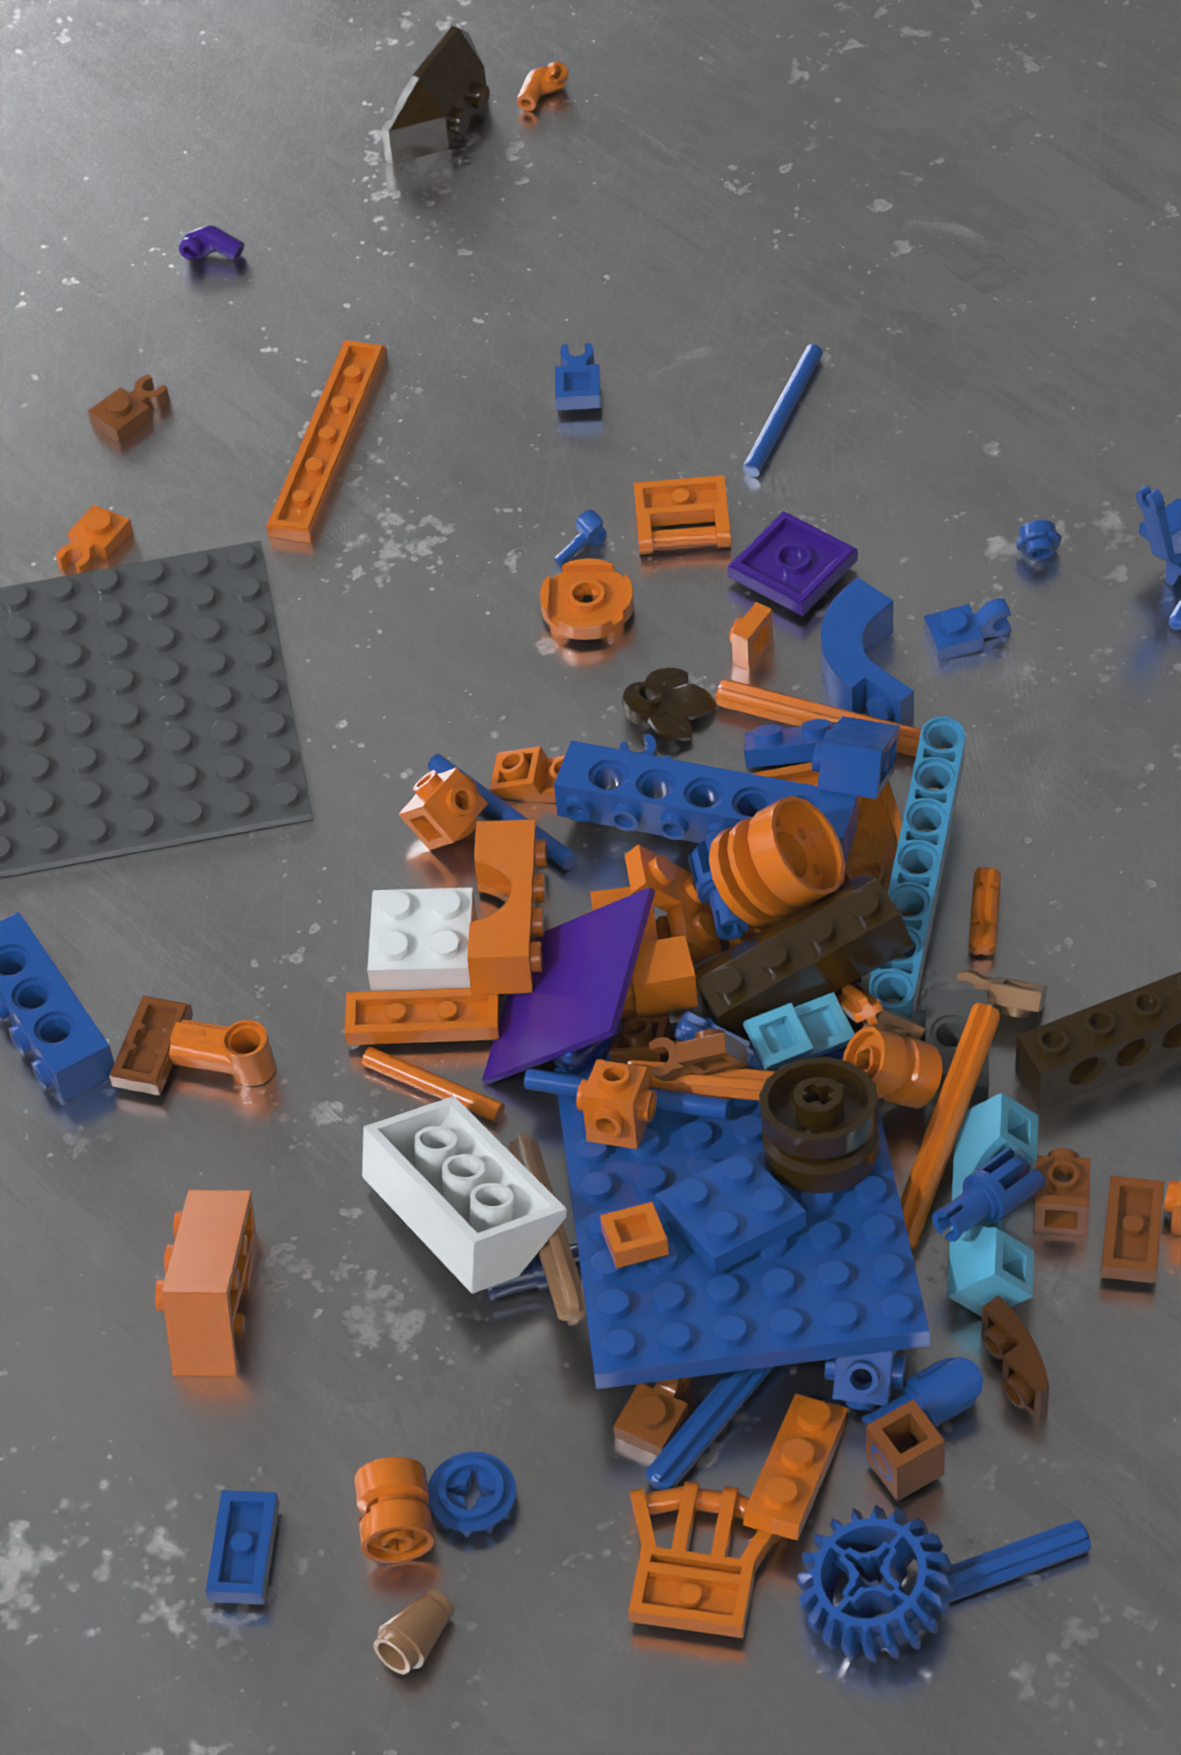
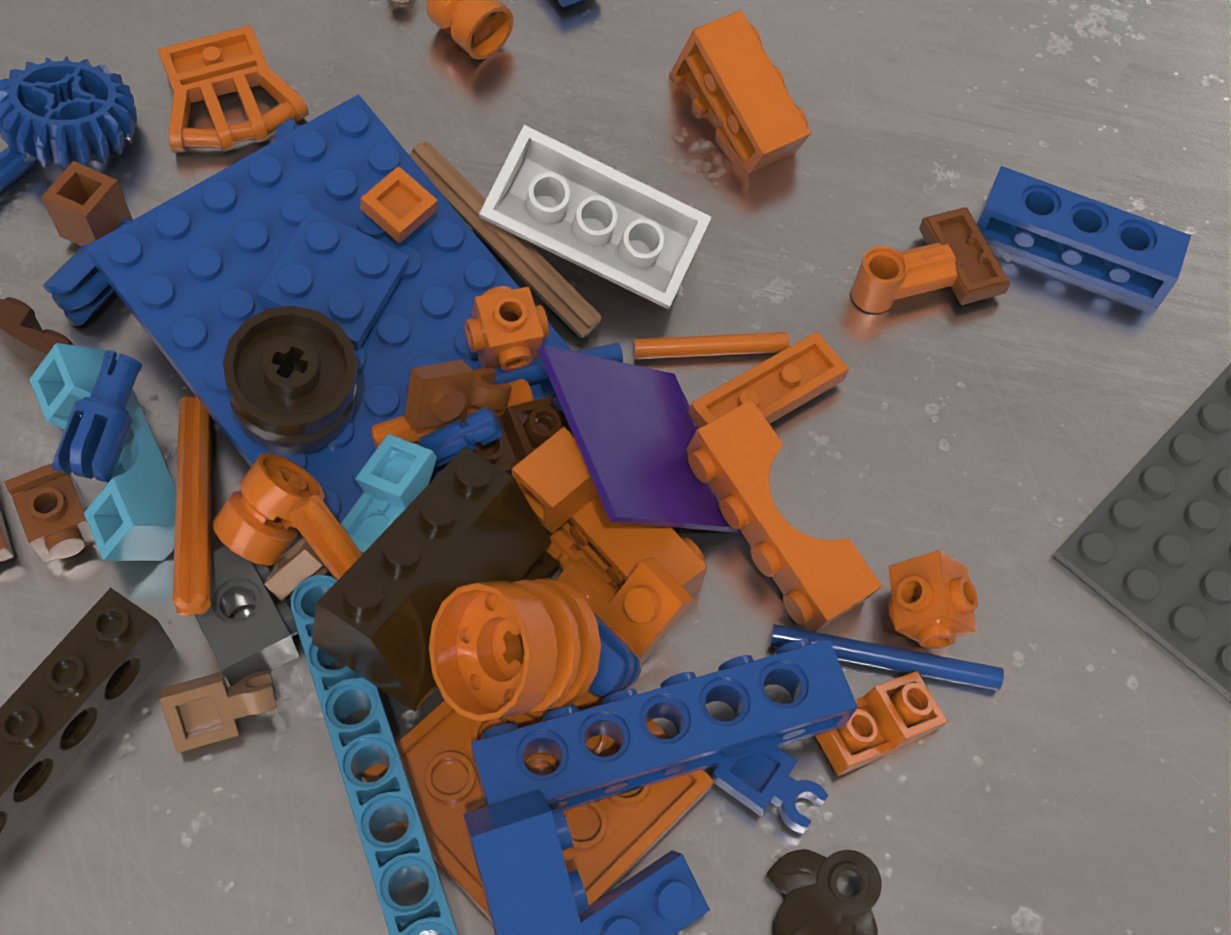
camera: 135 degrees right, 10 degrees up
(420, 938) = (831, 446): white brick -> none
(454, 1479) = (438, 53): blue gear -> none
(795, 1467) = (174, 146): orange plate -> none
(984, 911) = (295, 815): orange axle -> none

